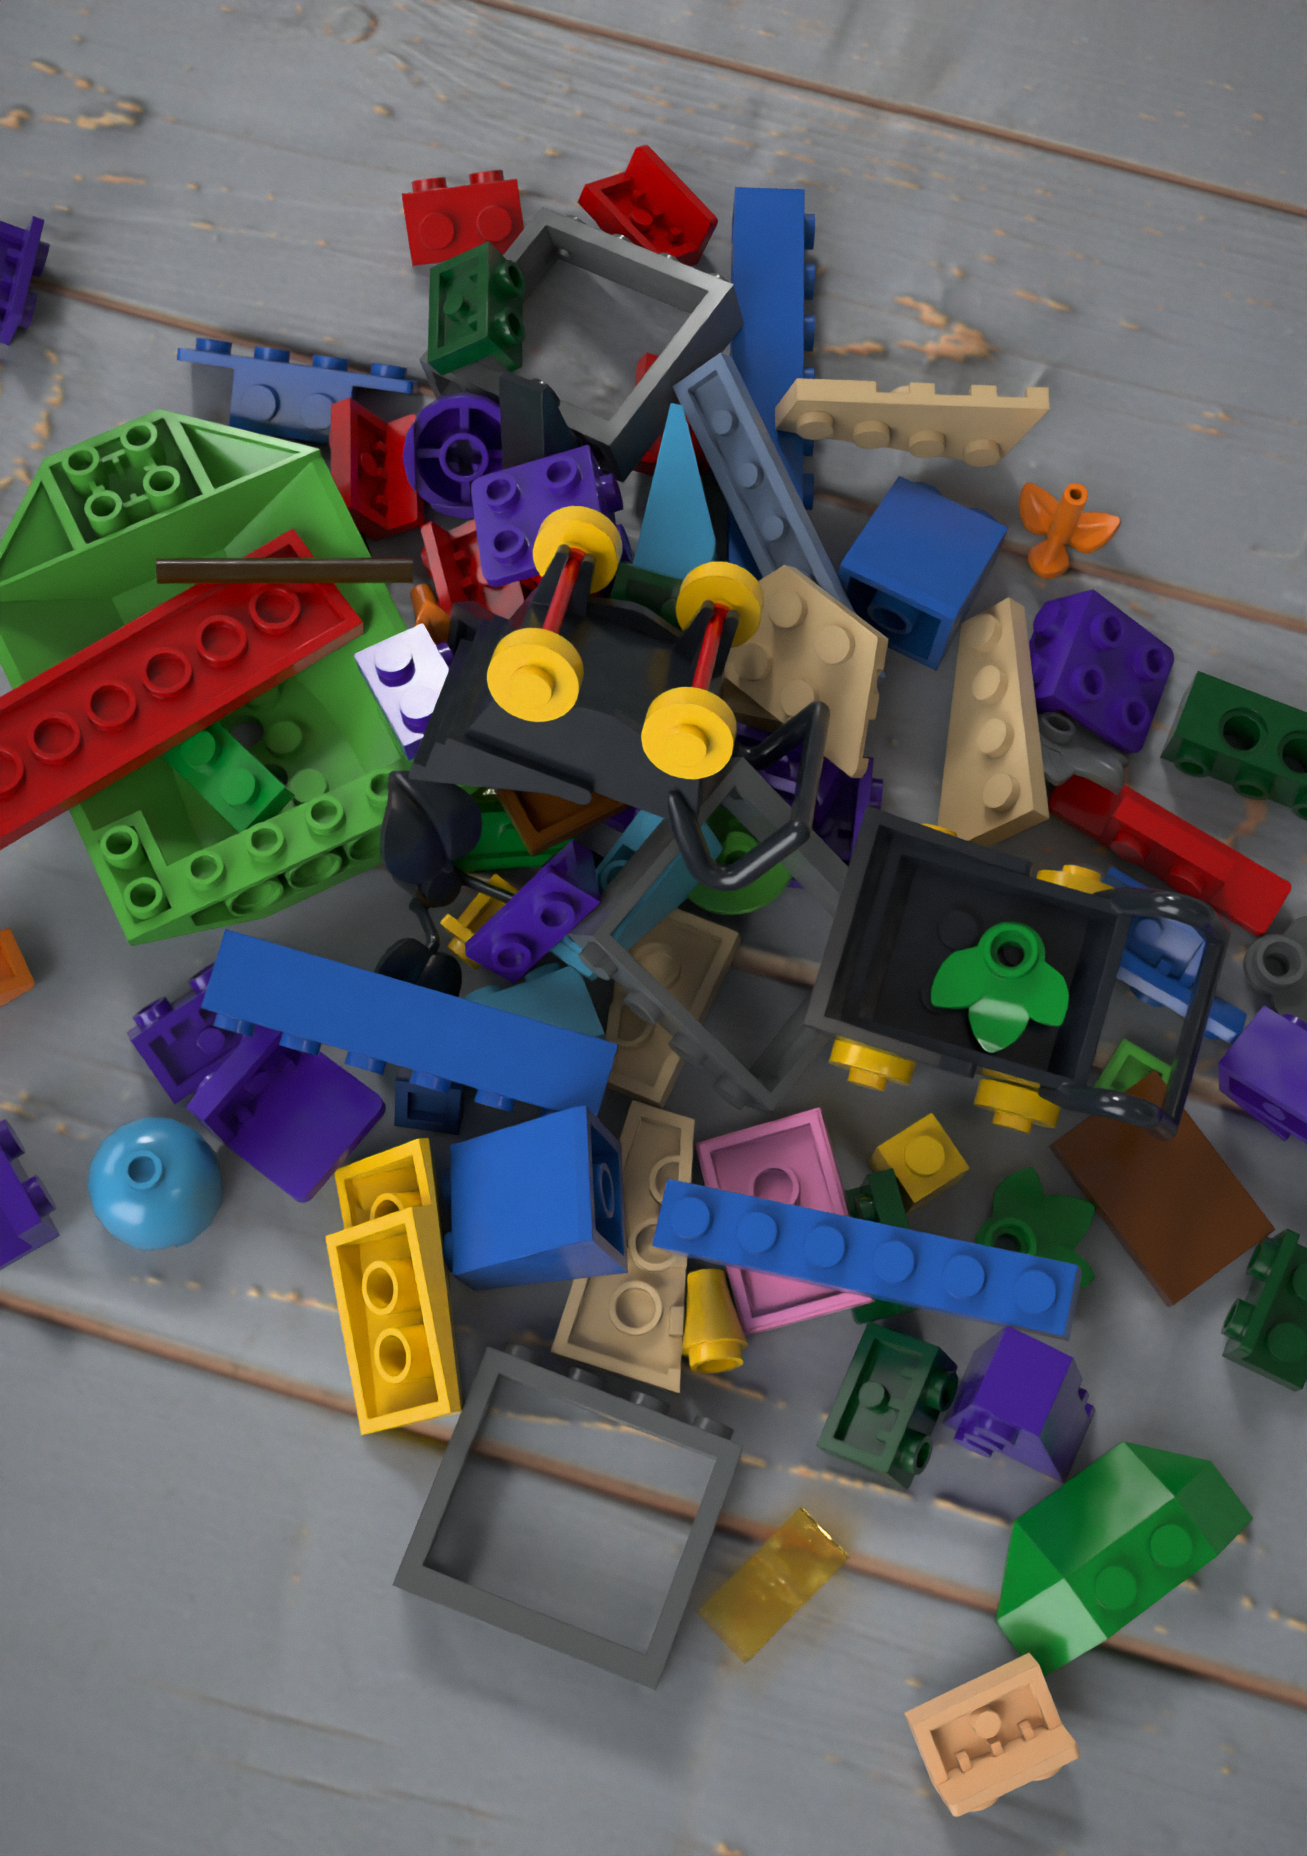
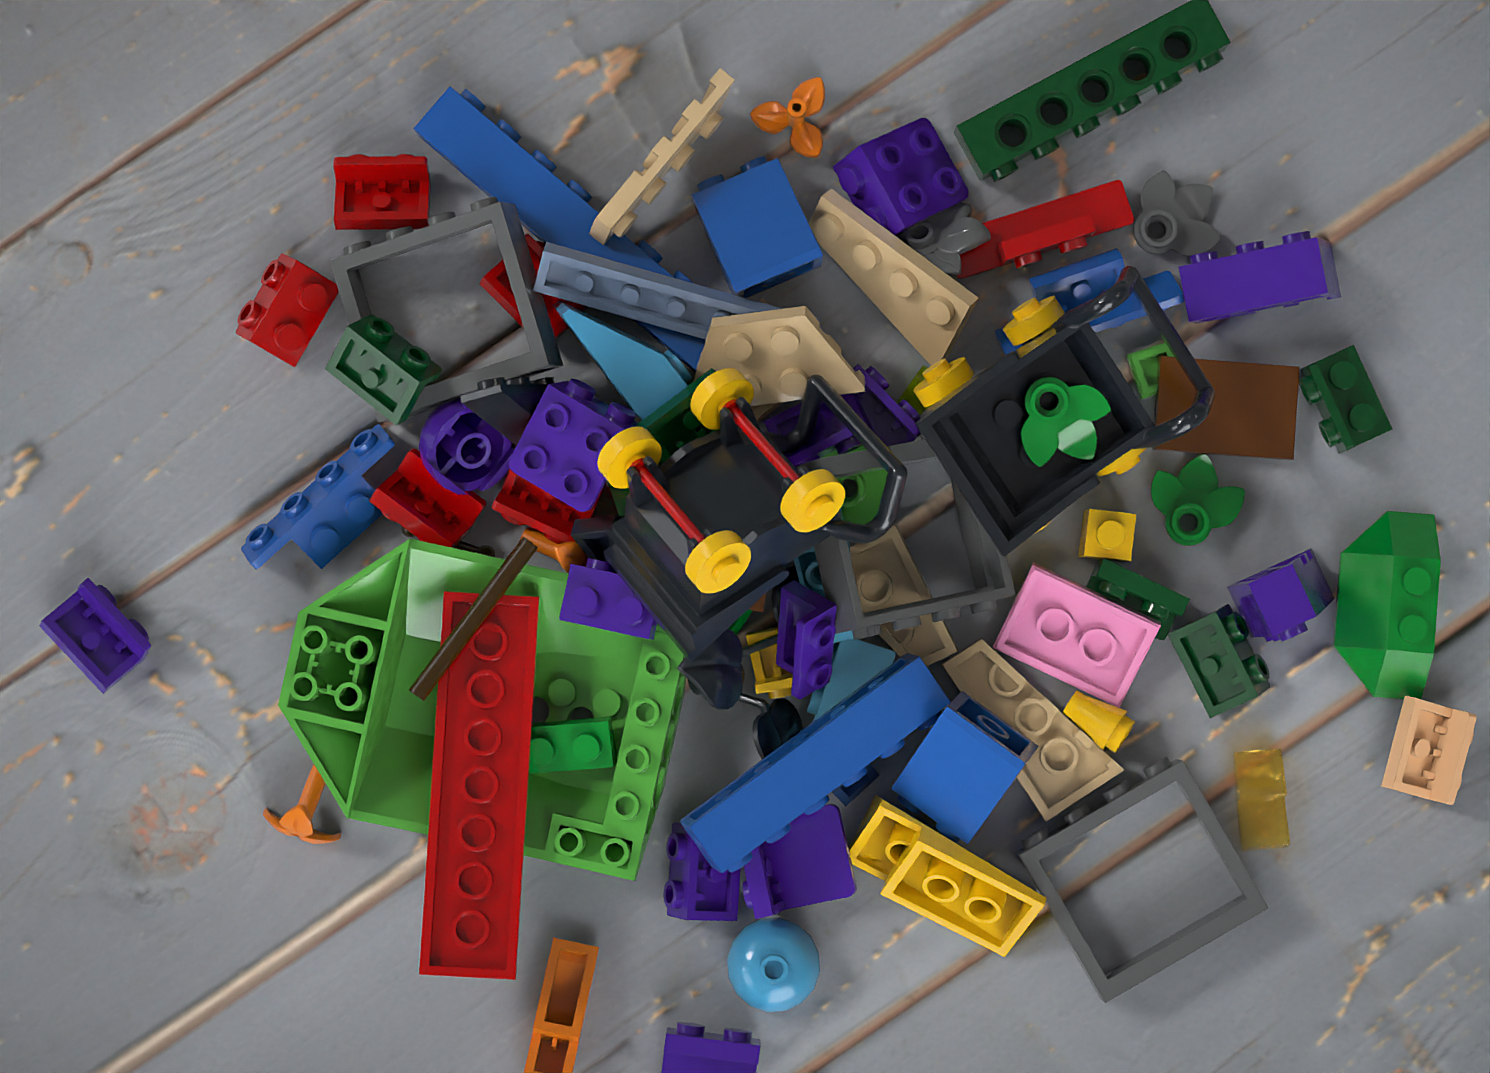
camera: 50 degrees left, 15 degrees up
(869, 1259) = (1146, 619): blue brick -> none

